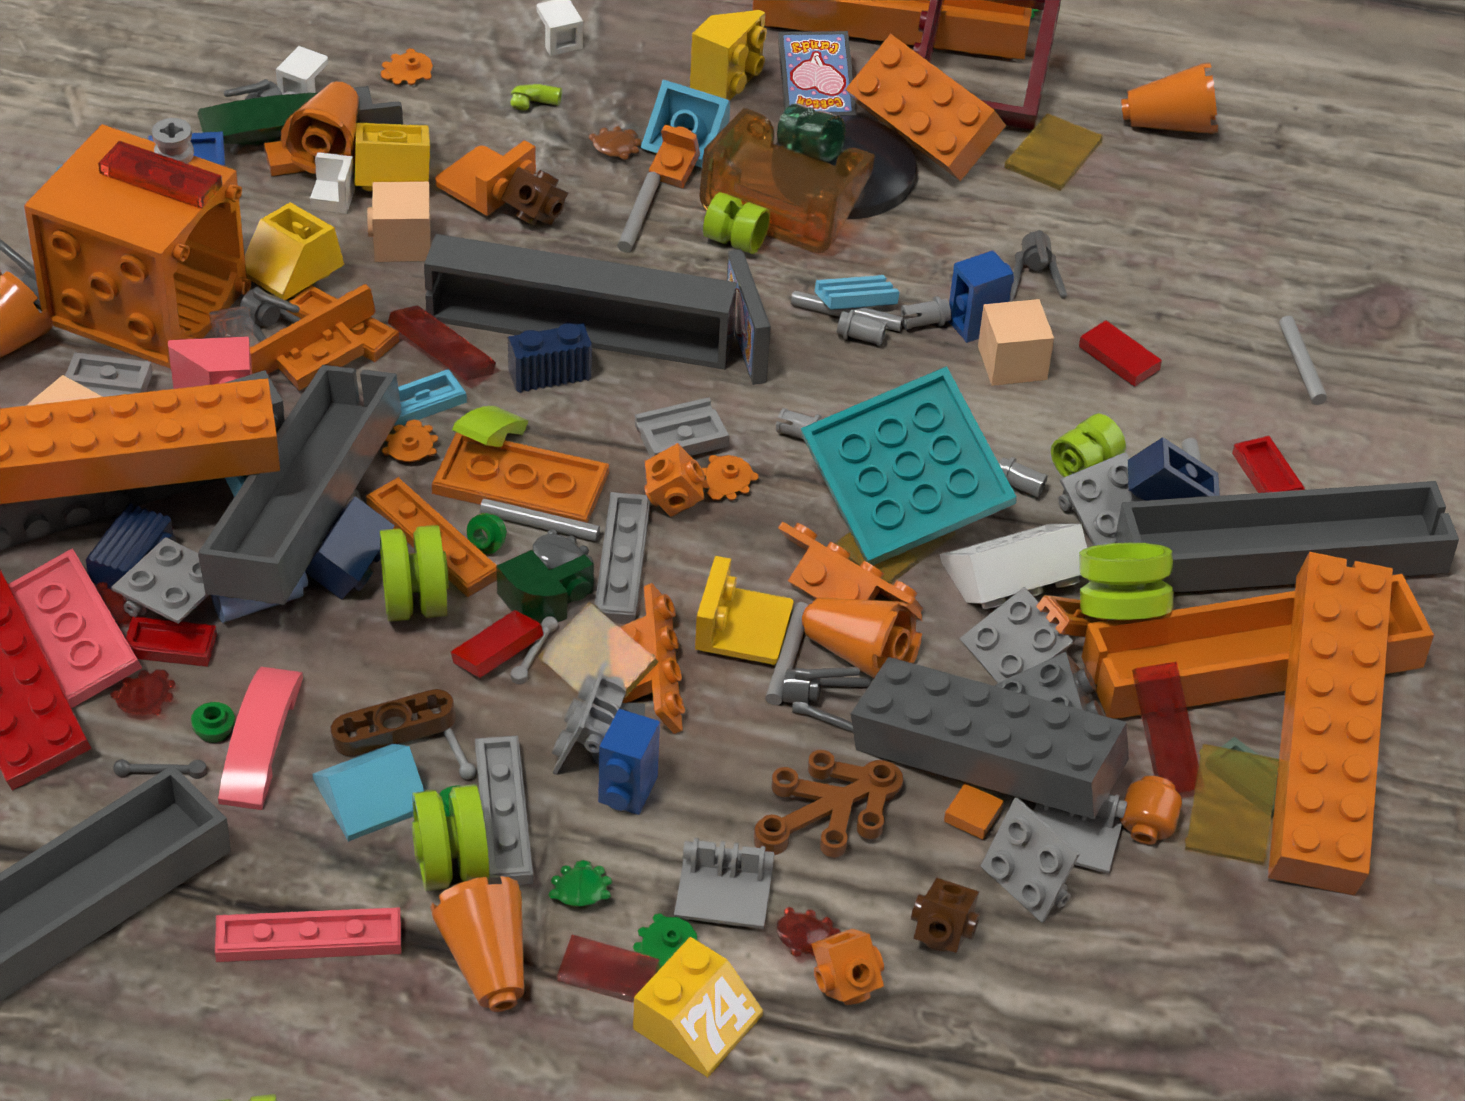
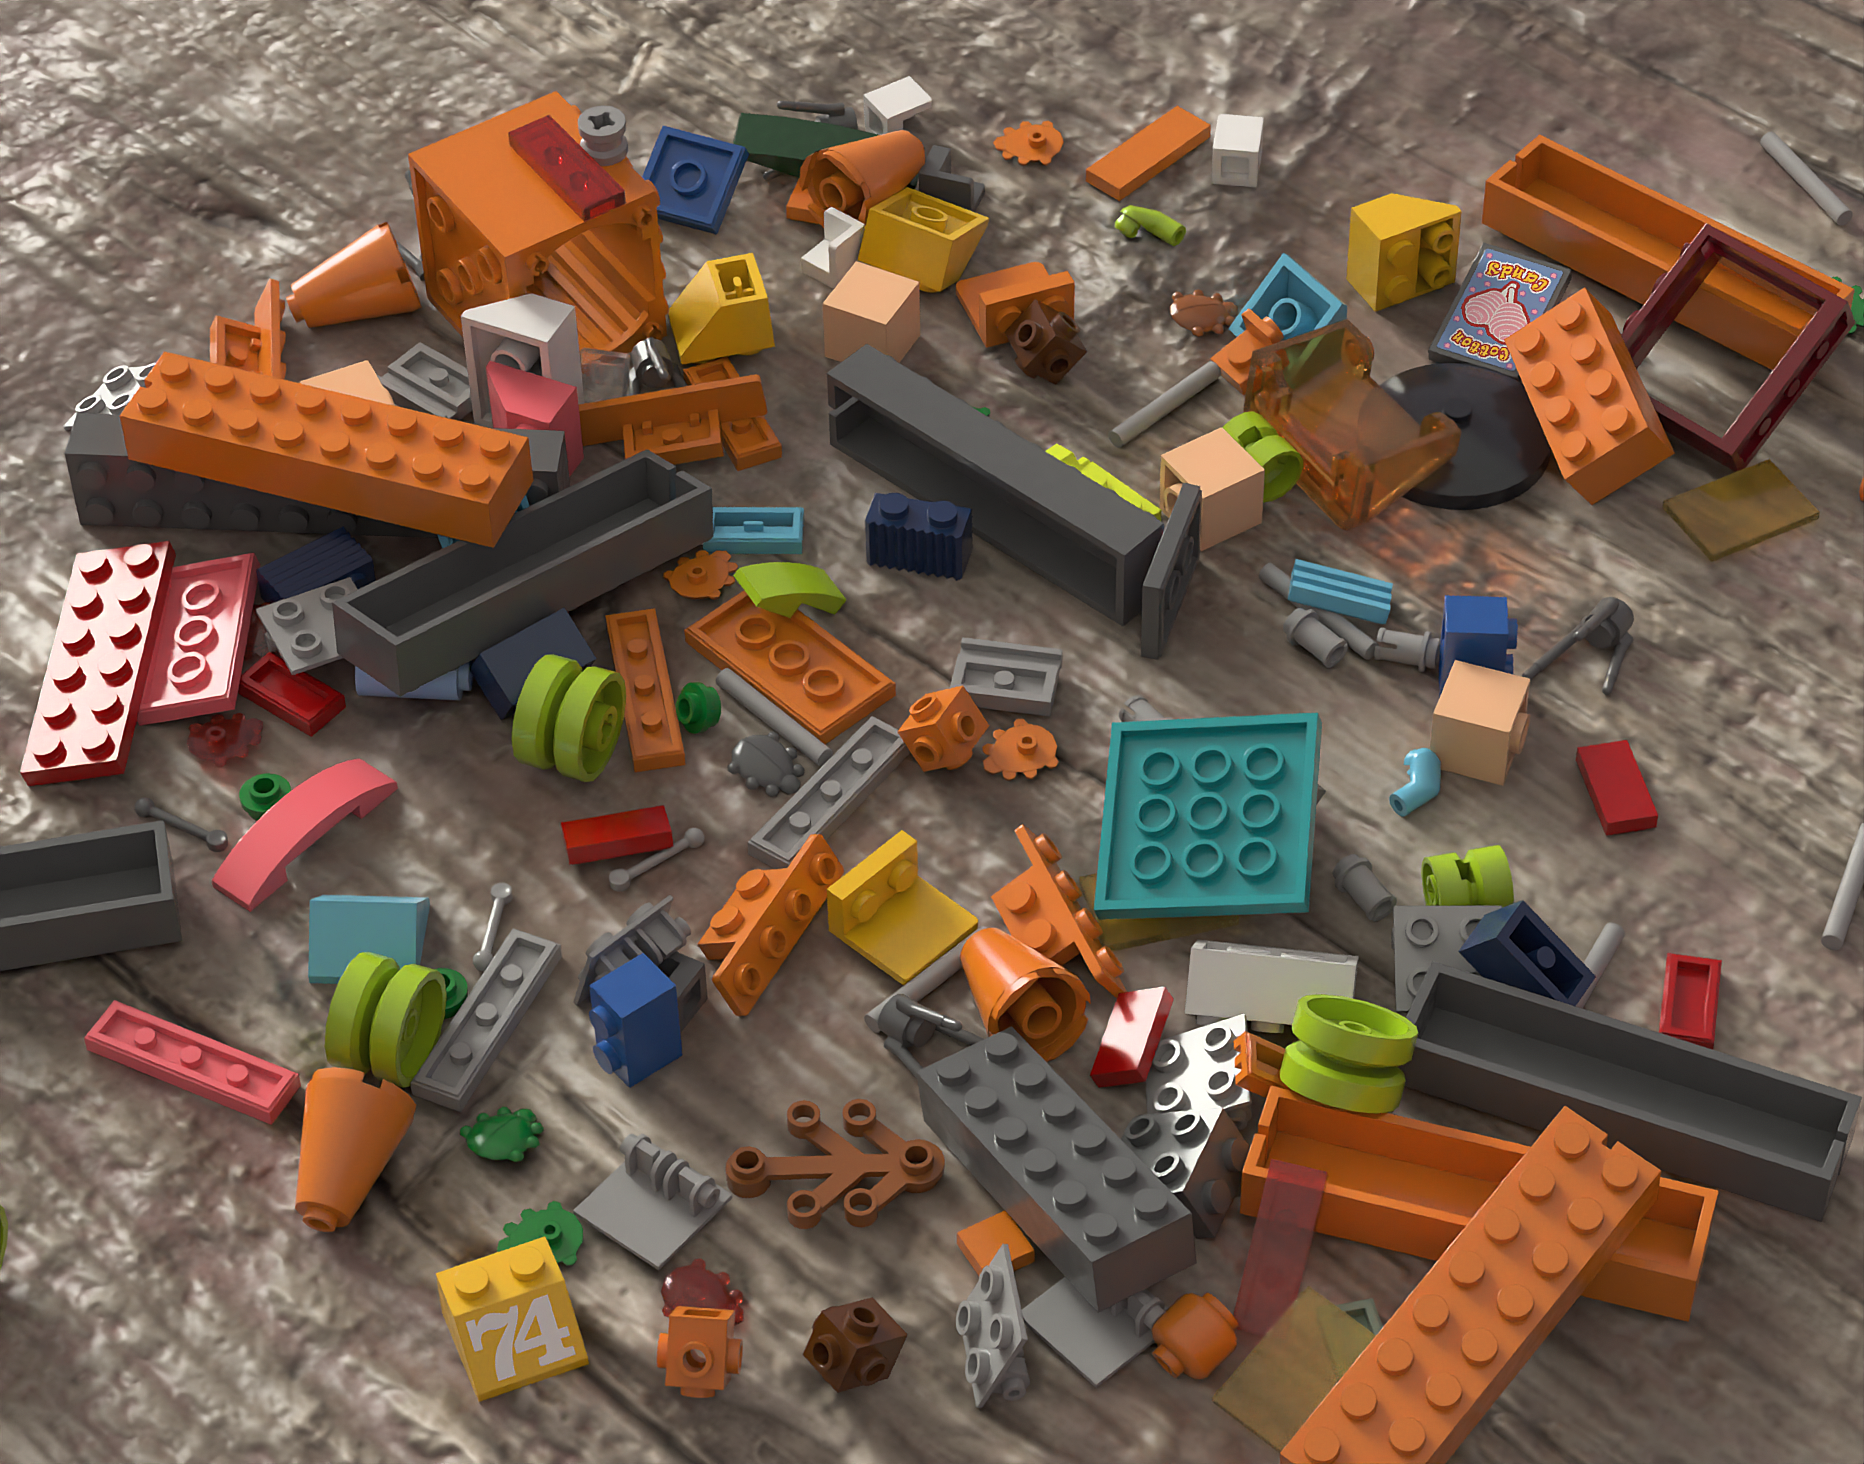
camera: 35 degrees right, 0 degrees up
(181, 312) = (523, 334): none -> white slope
(362, 719) = (478, 878): reddish brown beam -> none
(442, 342) = (818, 475): clear red tile -> none
(494, 49) = (1148, 153): none -> orange tile
(540, 593) = (709, 799): dark green brick -> none
(590, 642) = (707, 889): clear yellow piece -> none
(606, 968) = (451, 1228): clear red tile -> none
(717, 236) = (1228, 480): none -> light nougat head
(811, 132) = (1415, 376): clear green wheel -> none
(954, 634) = (1131, 1037): none -> red tile
(1004, 398) = (1423, 784): none -> medium azure arm

